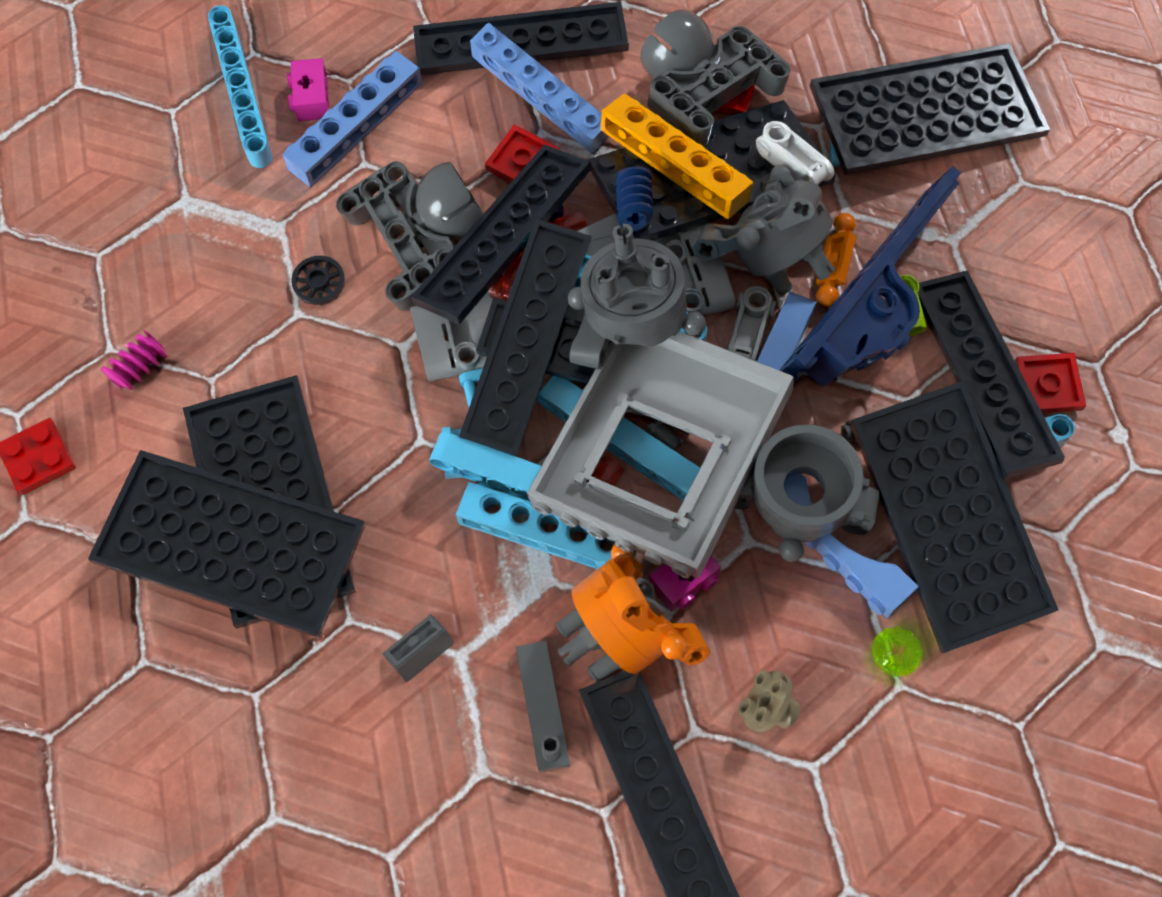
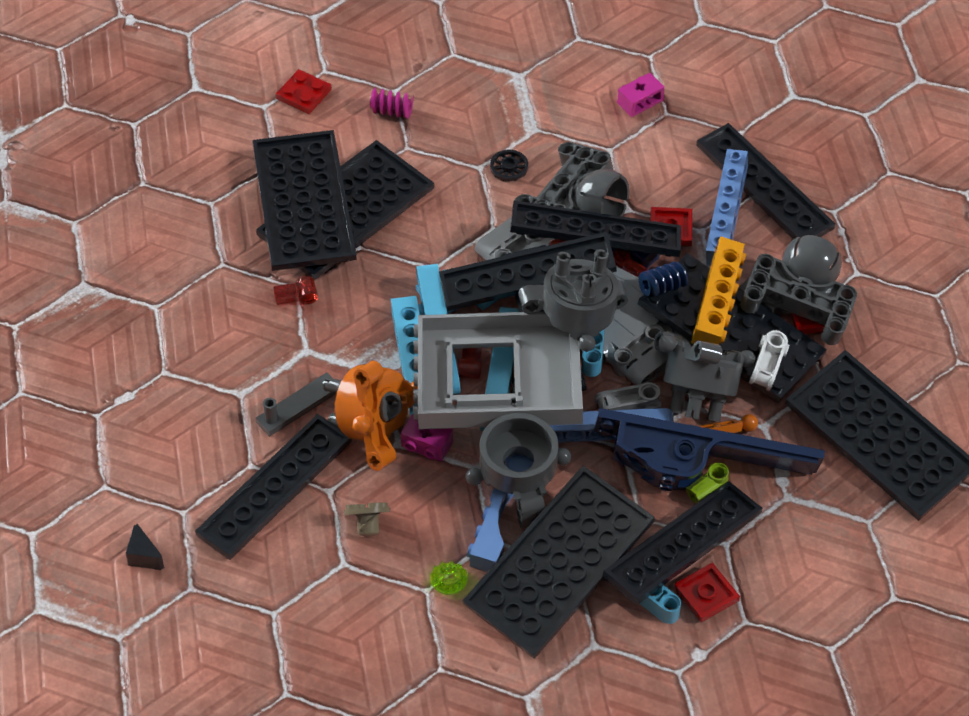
camera: 60 degrees right, 15 degrees down
(240, 87) = (616, 59): medium azure beam -> none
(367, 616) = (303, 291): none -> clear red piece
(386, 86) = (635, 126): medium blue brick -> none
(418, 648) = (297, 327): dark grey slope -> none

